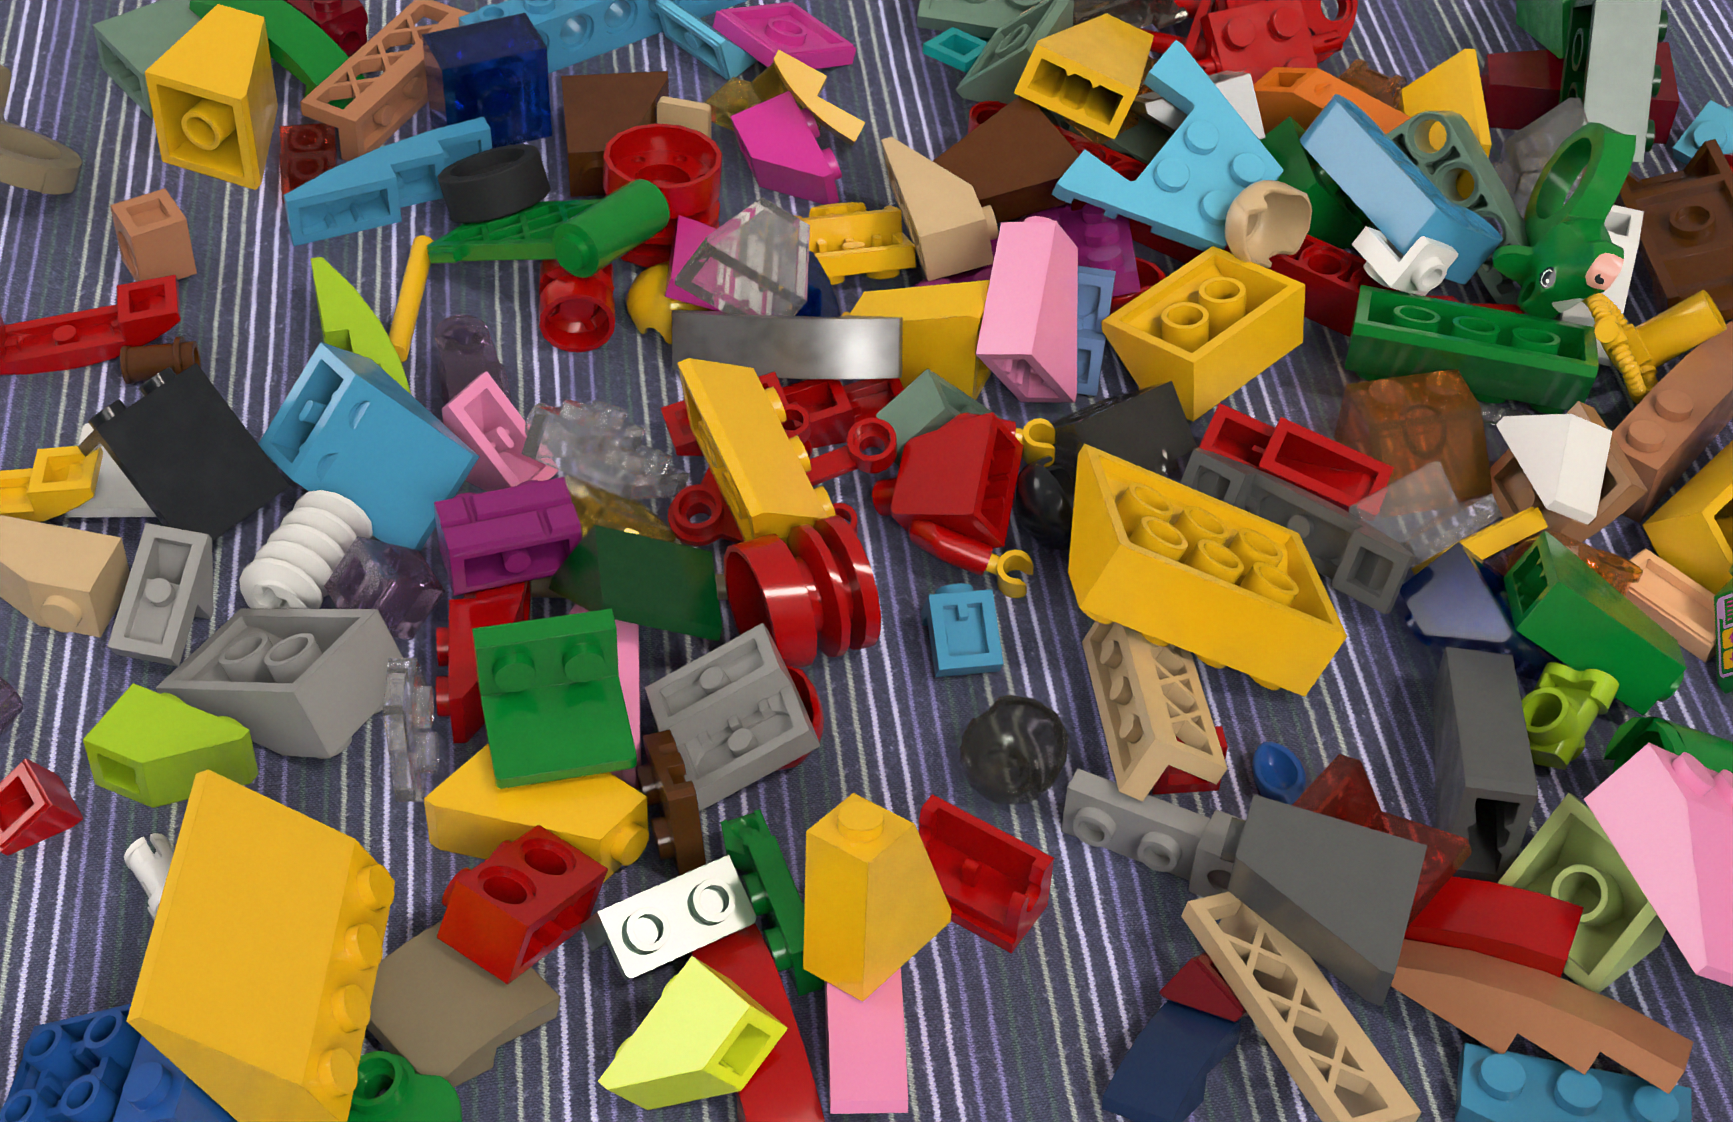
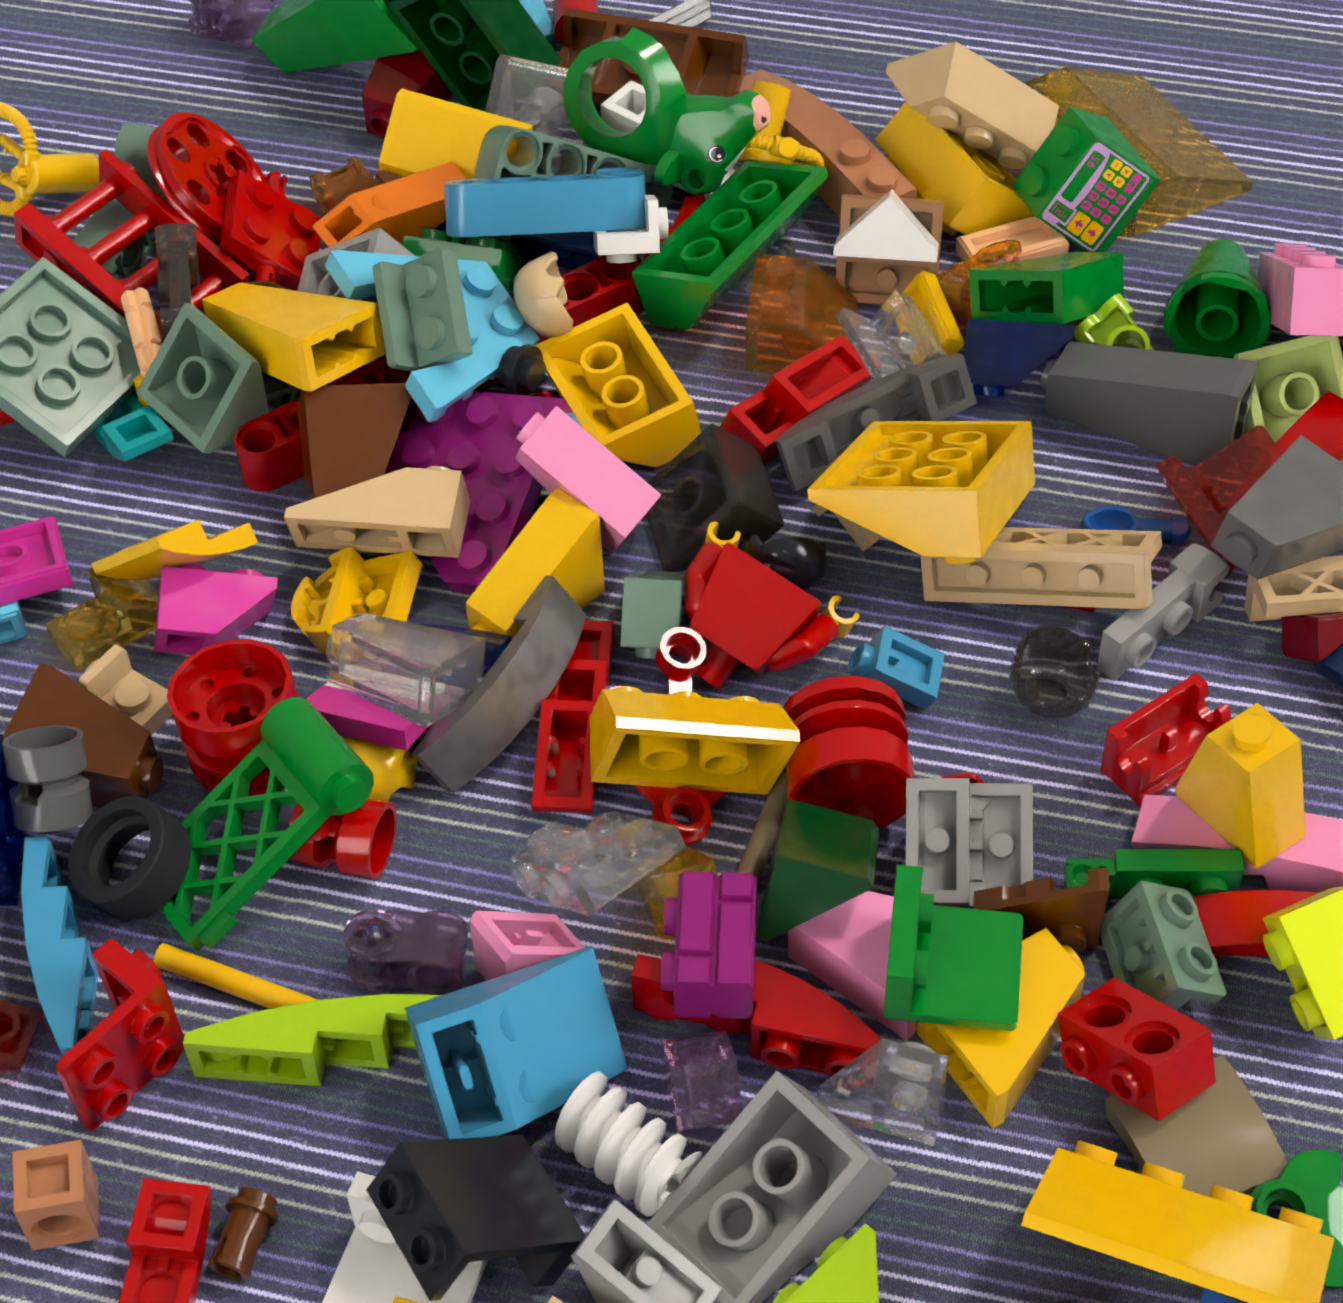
camera: 65 degrees left, 5 degrees up
(290, 223) = (128, 1045): none -> red bracket
(537, 96) = (48, 785): none -> dark grey wheel
(1149, 121) = (422, 311): none -> sand green bracket
(1169, 243) = (521, 369): none -> black plate

